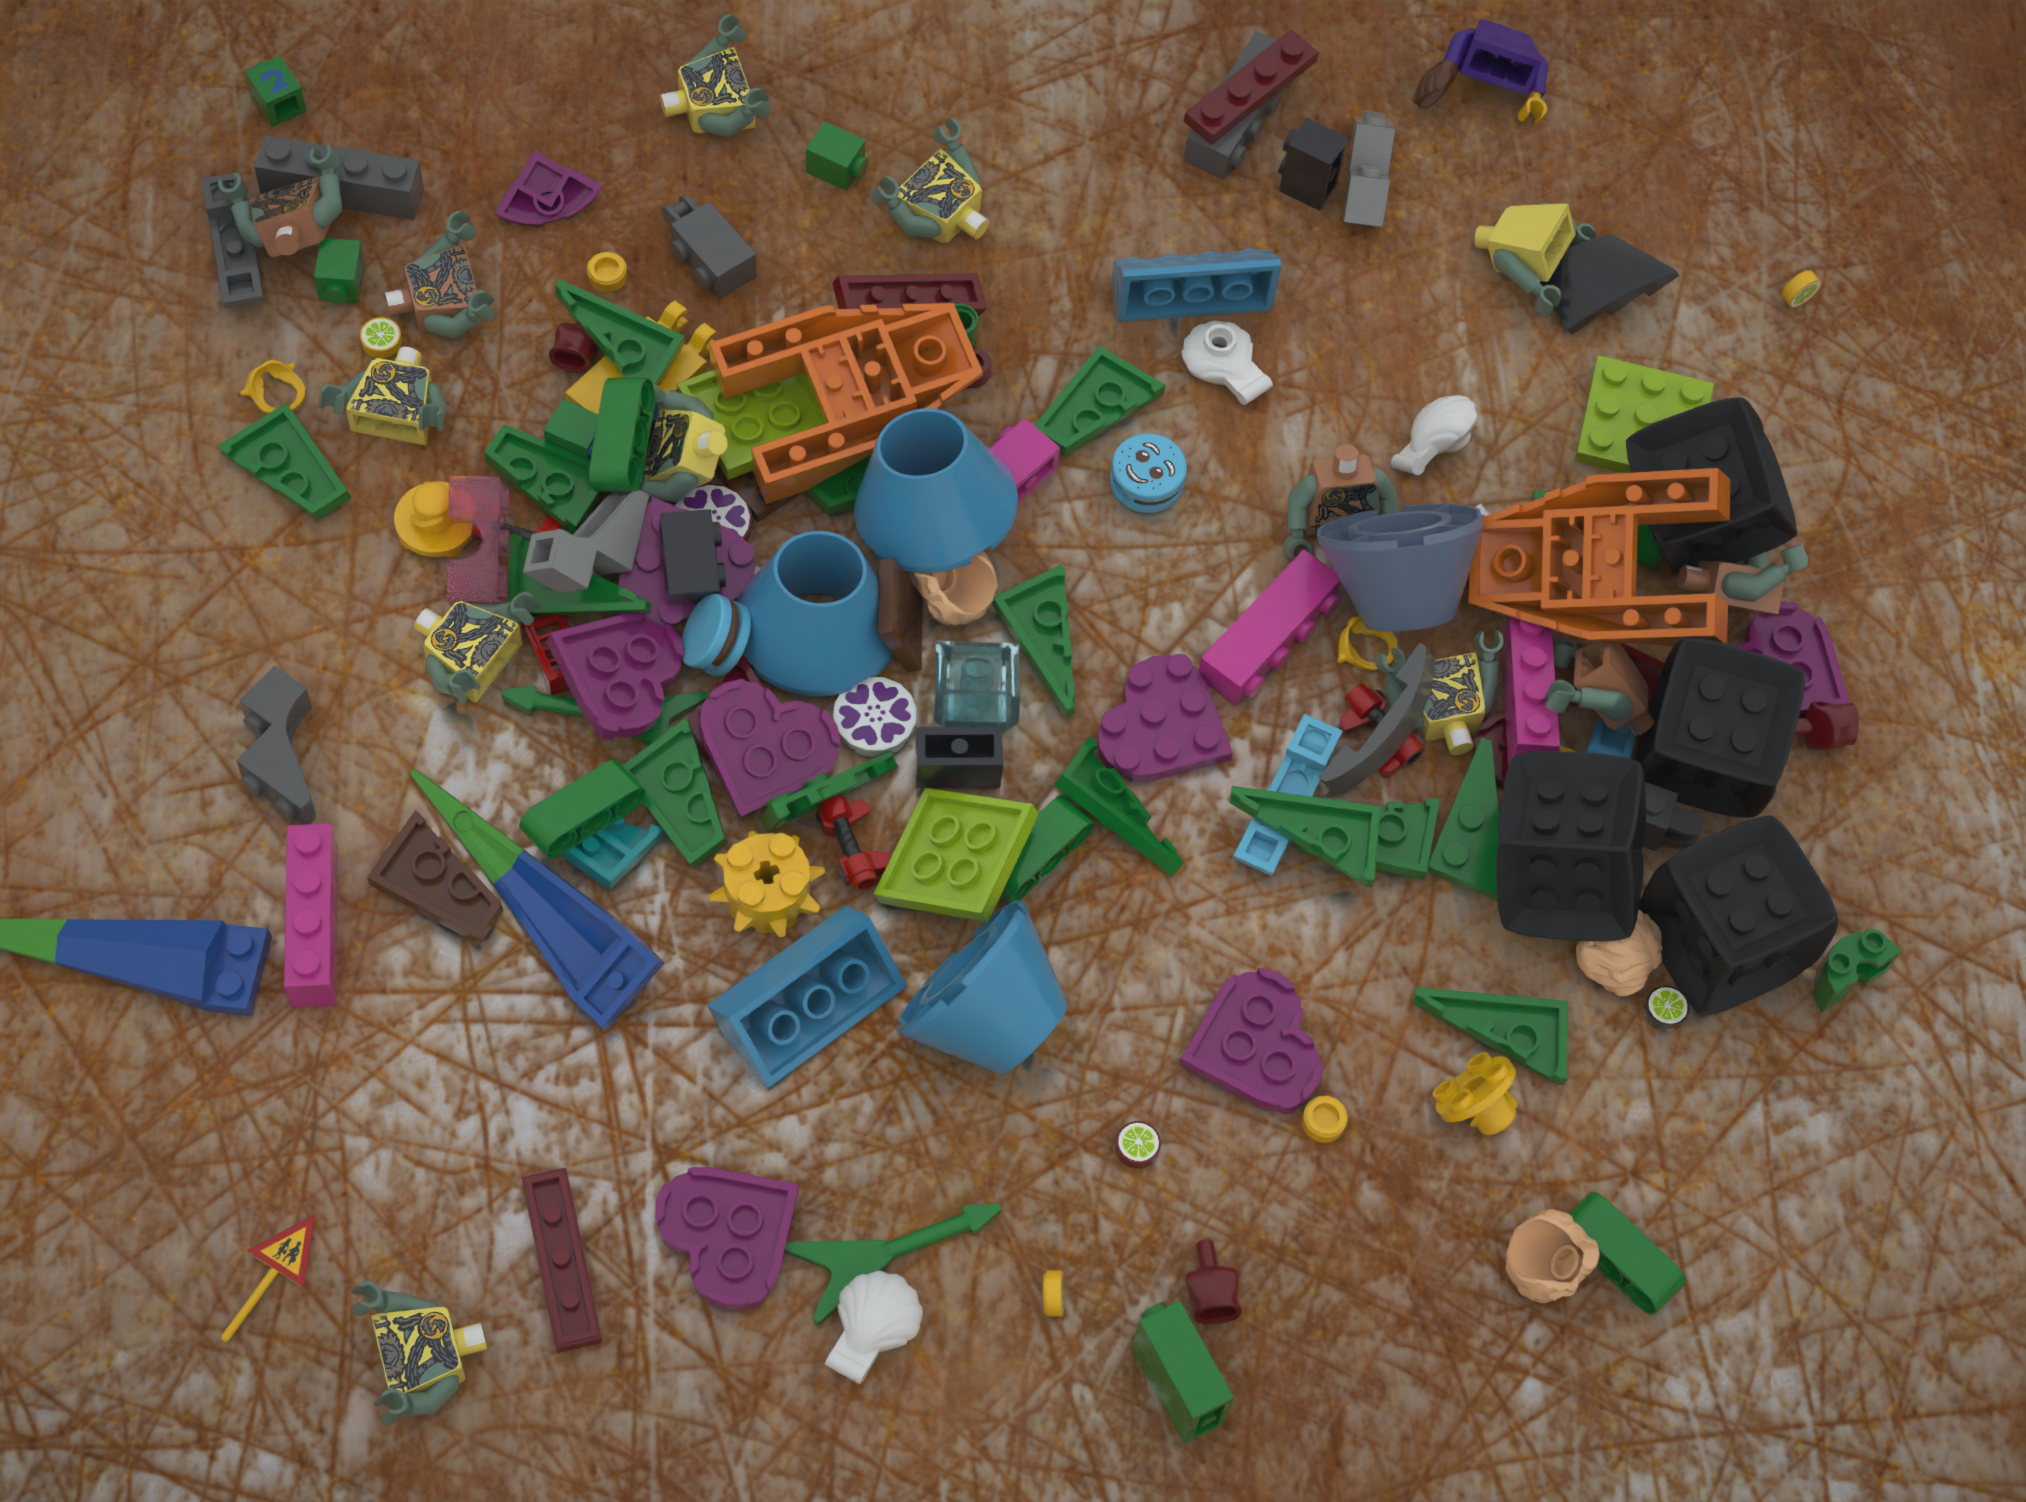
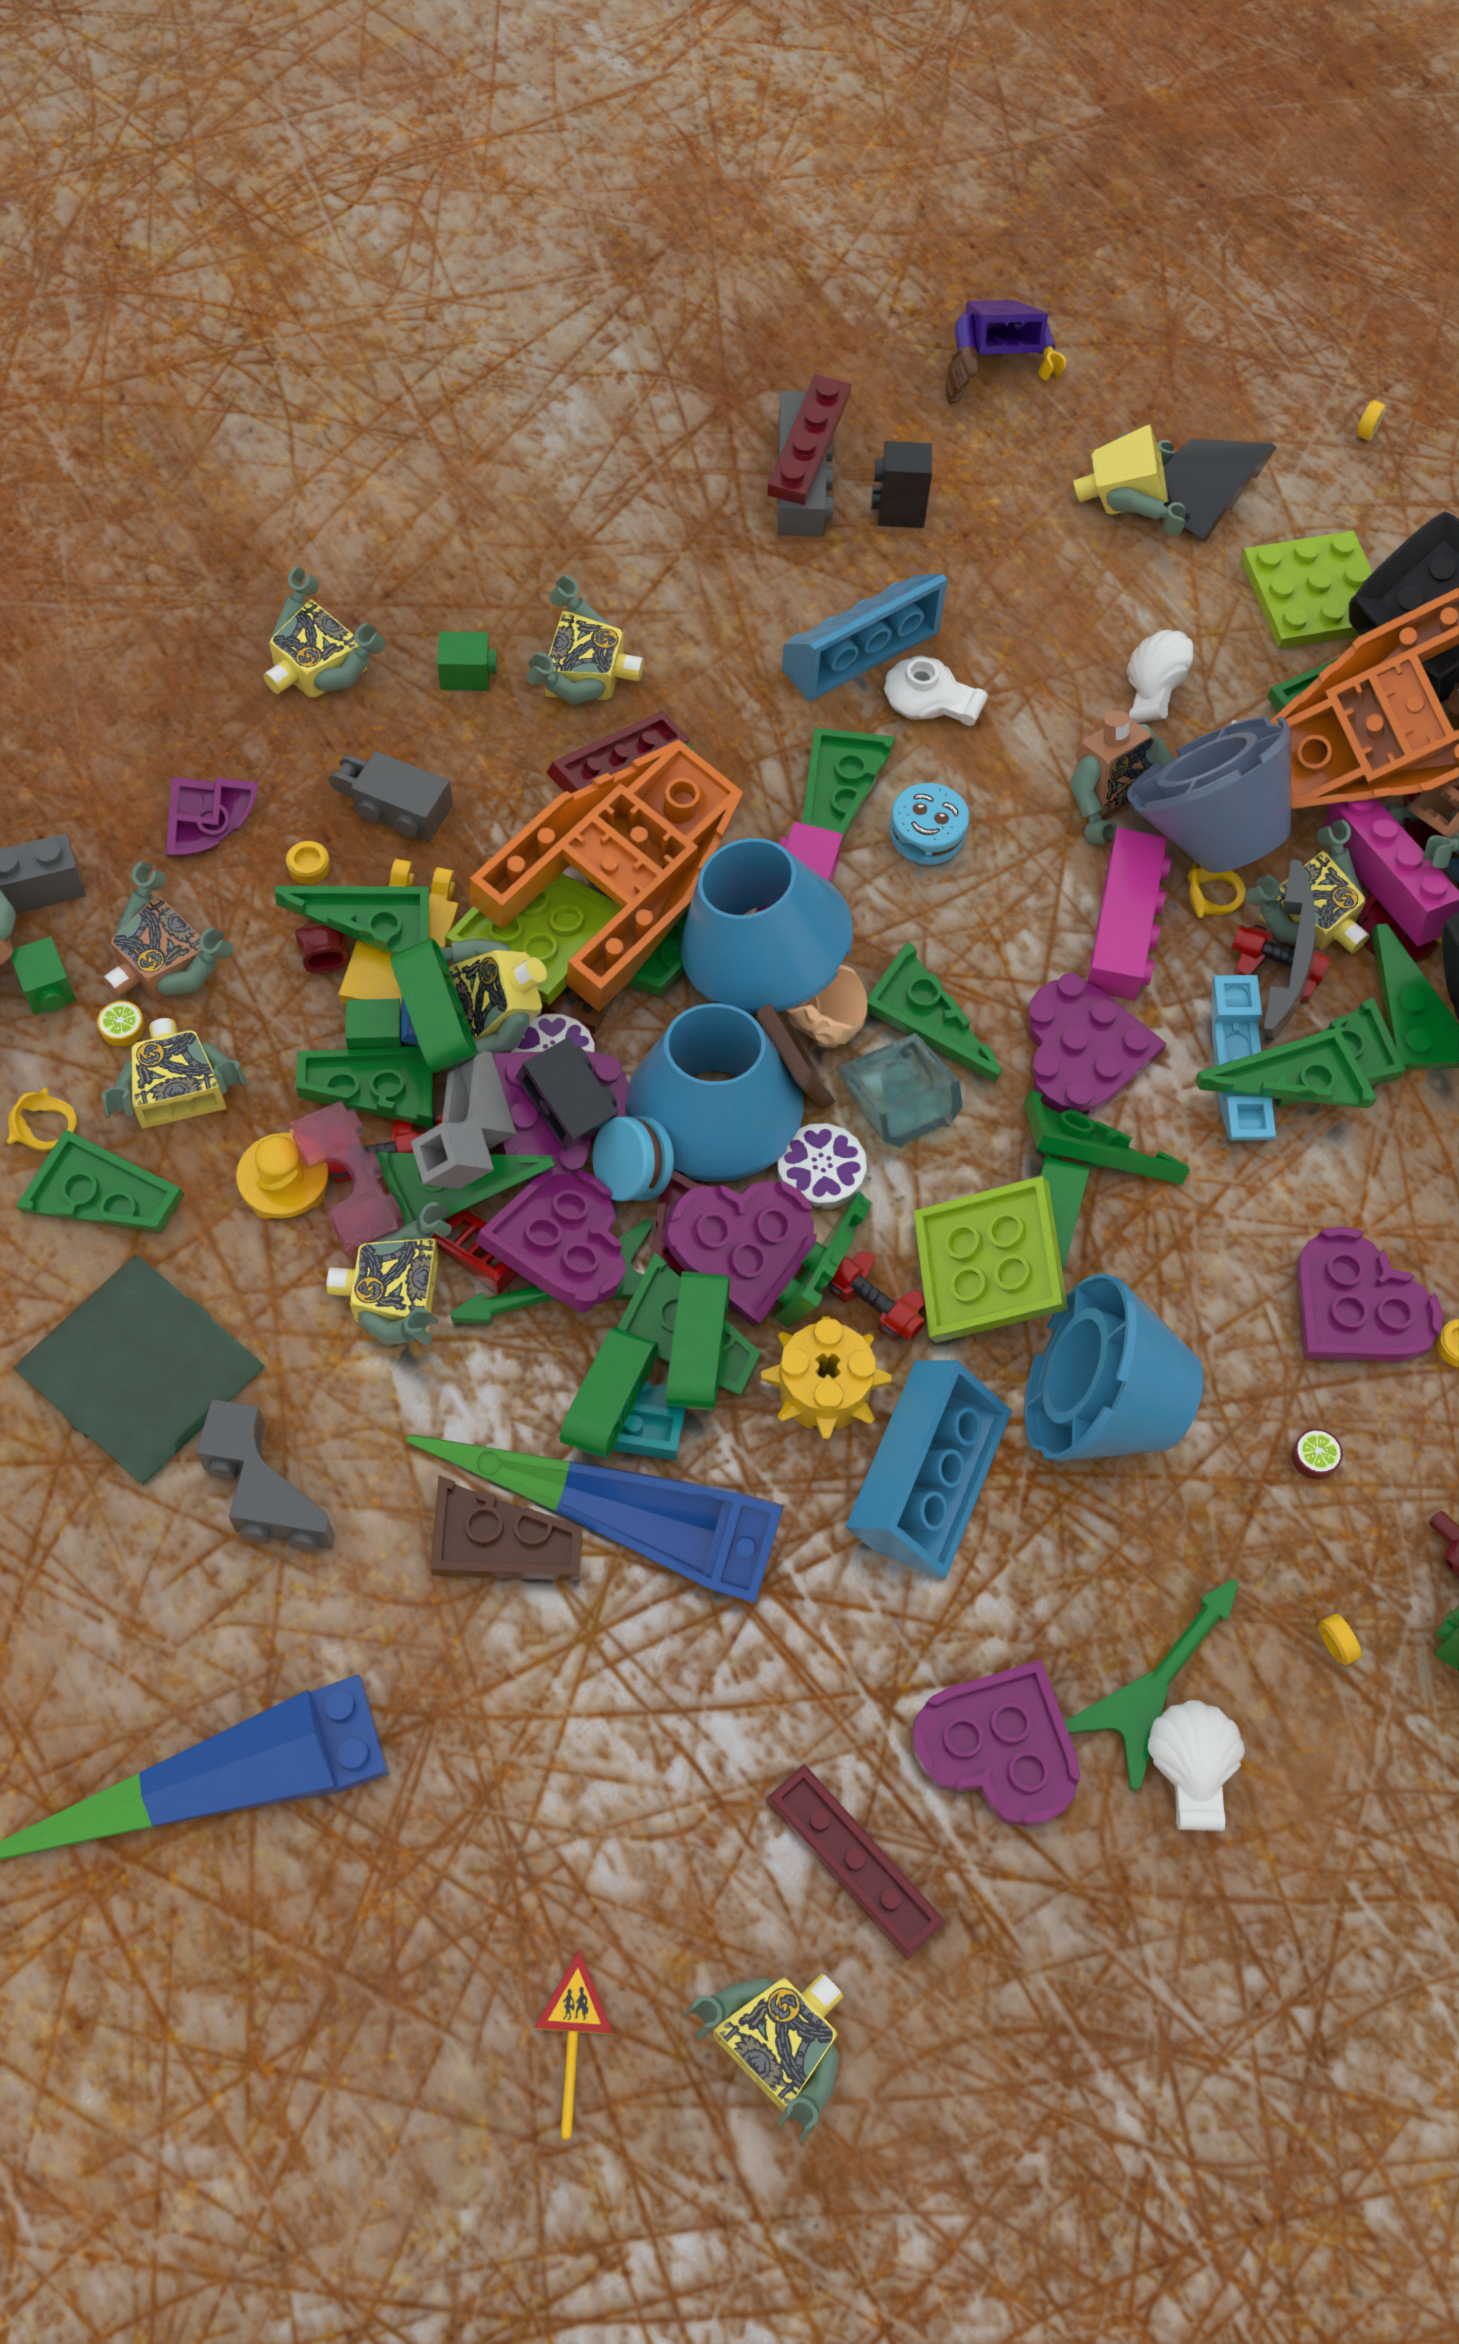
camera: 25 degrees left, 0 degrees up
(239, 617) = (138, 1368): none -> clear green piece
(311, 915) = (396, 1637): dark pink brick -> none
(675, 802) = (698, 1341): none -> green beam
(958, 757) = (931, 1166): black brick -> none
(1368, 169) = (961, 488): light grey arch -> none

